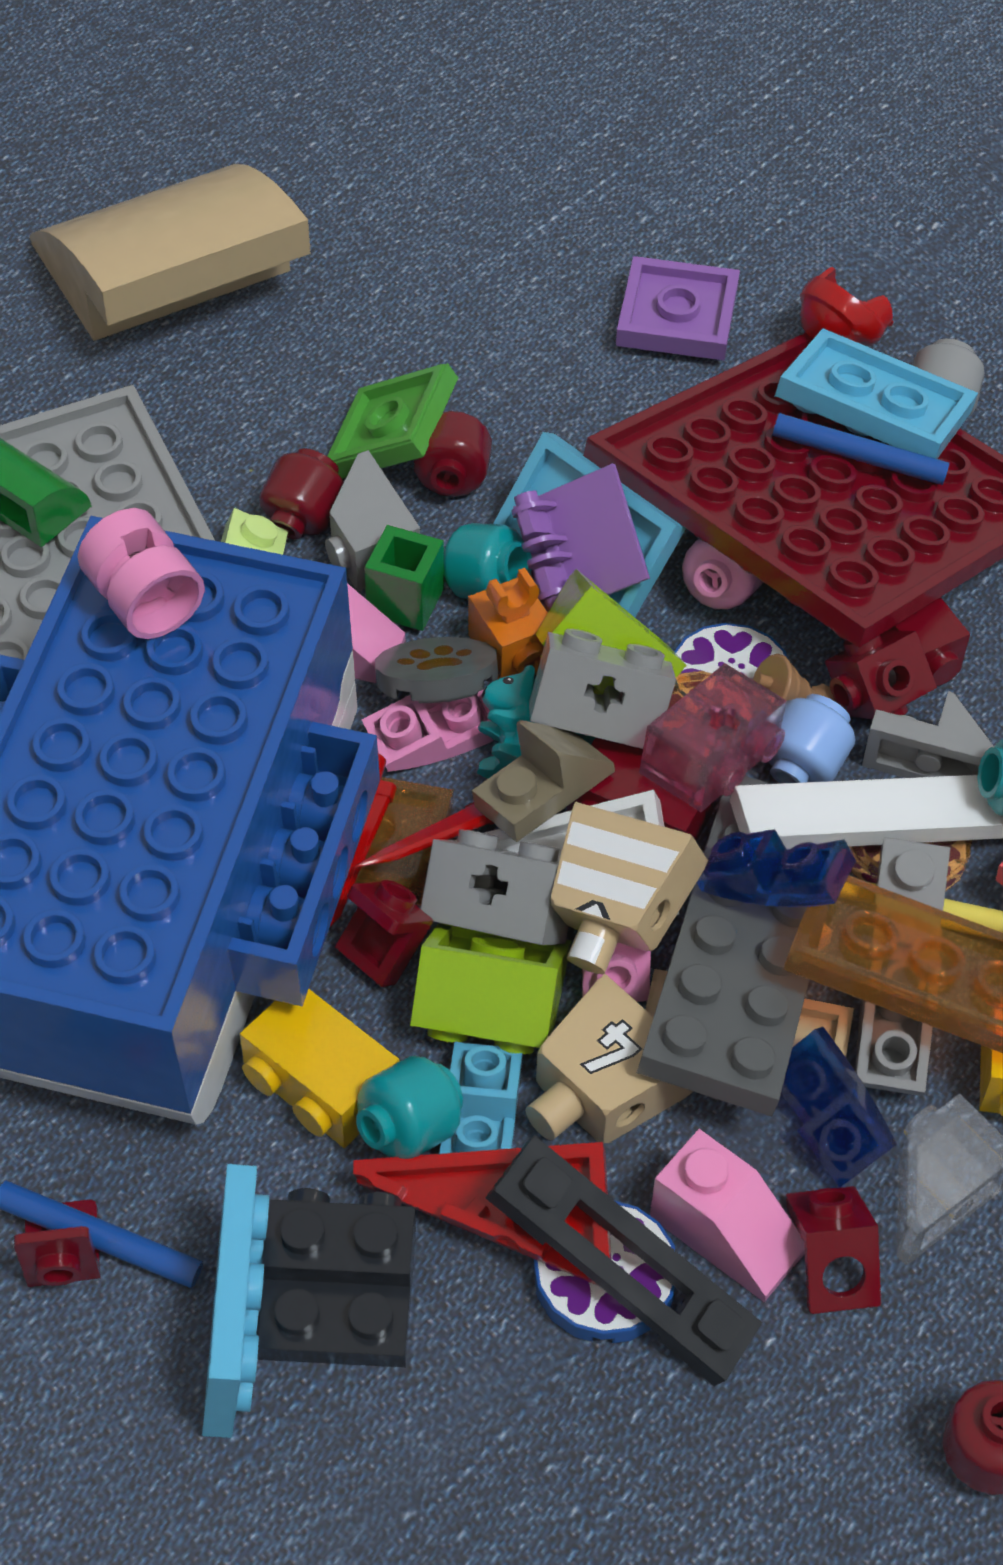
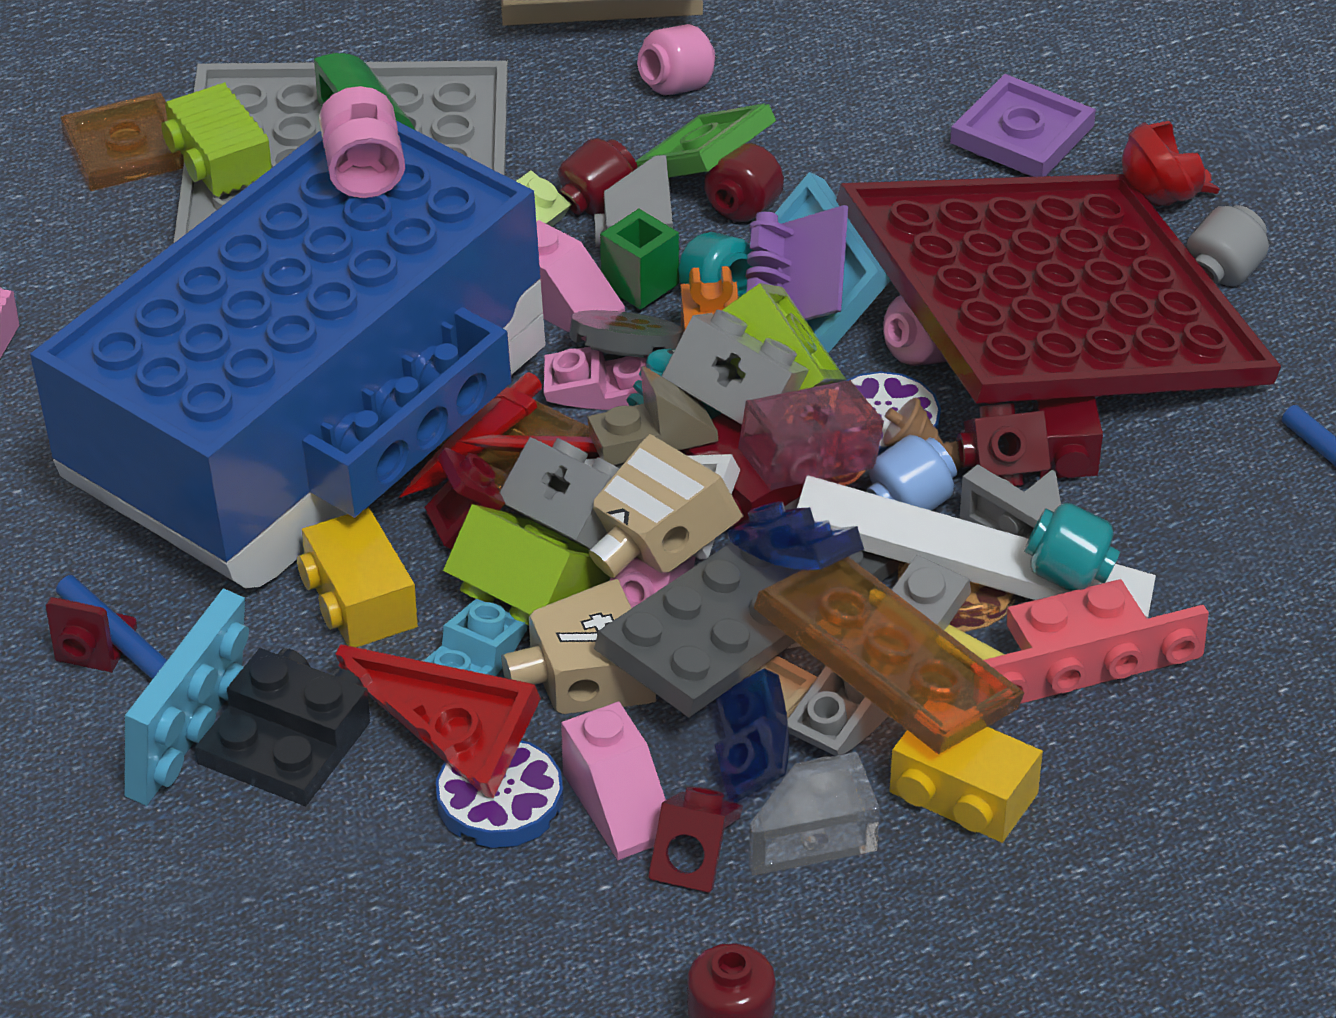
camera: 25 degrees right, 10 degrees down
(305, 332) = (676, 59): none -> bright pink head
(409, 1107) = (402, 618): teal head -> none
(709, 1326) = (548, 852): black container -> none
(860, 449) = (1092, 264): blue bar -> none
(876, 394) = (1140, 230): medium azure plate -> none

